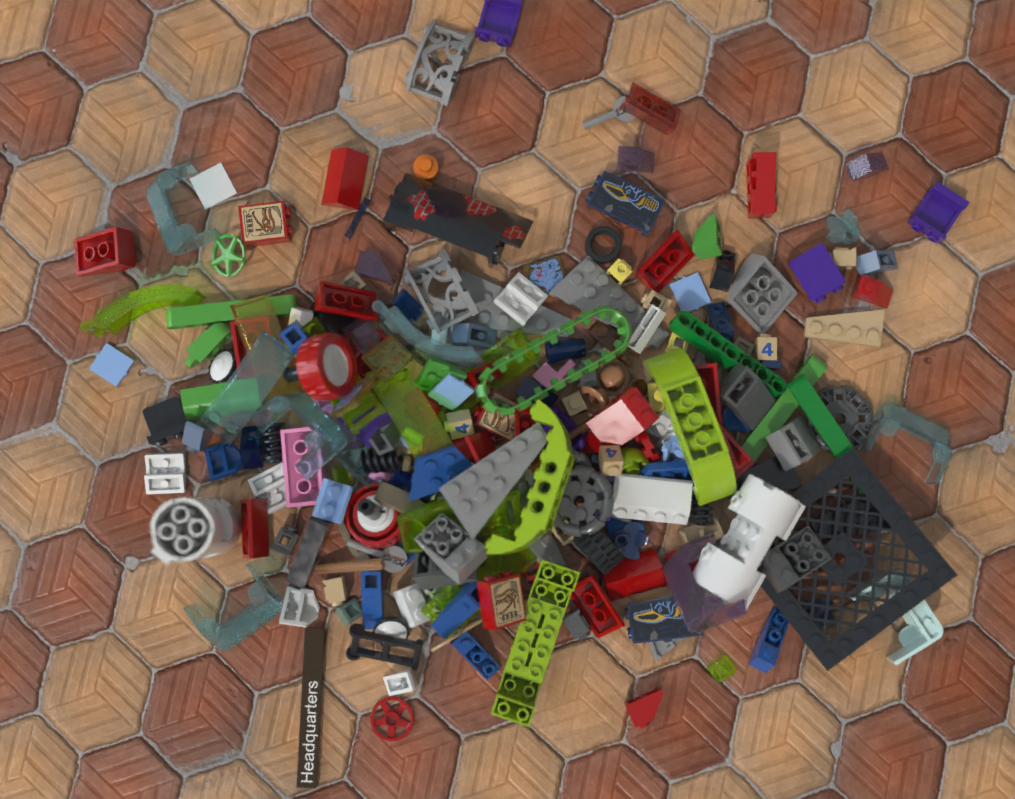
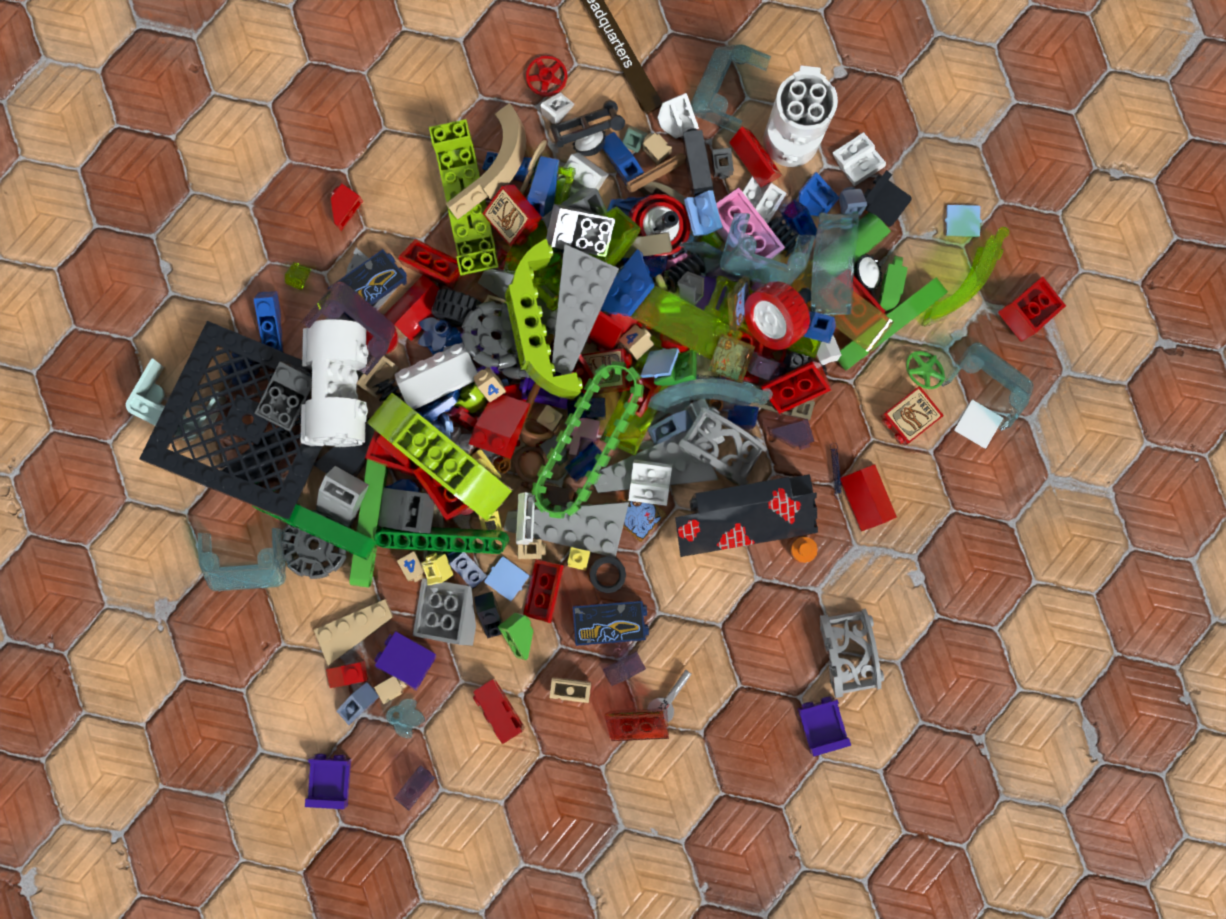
camera: 150 degrees right, 0 degrees up
(394, 556) = (626, 200): light grey piece -> none
(483, 649) = (501, 170): none -> tan arch
(576, 624) = (439, 238): dark grey window -> none
(691, 167) = (570, 689): none -> tan brick
(746, 332) = (436, 568): none -> light yellow window
(772, 364) = (400, 554): dark blue tile -> none

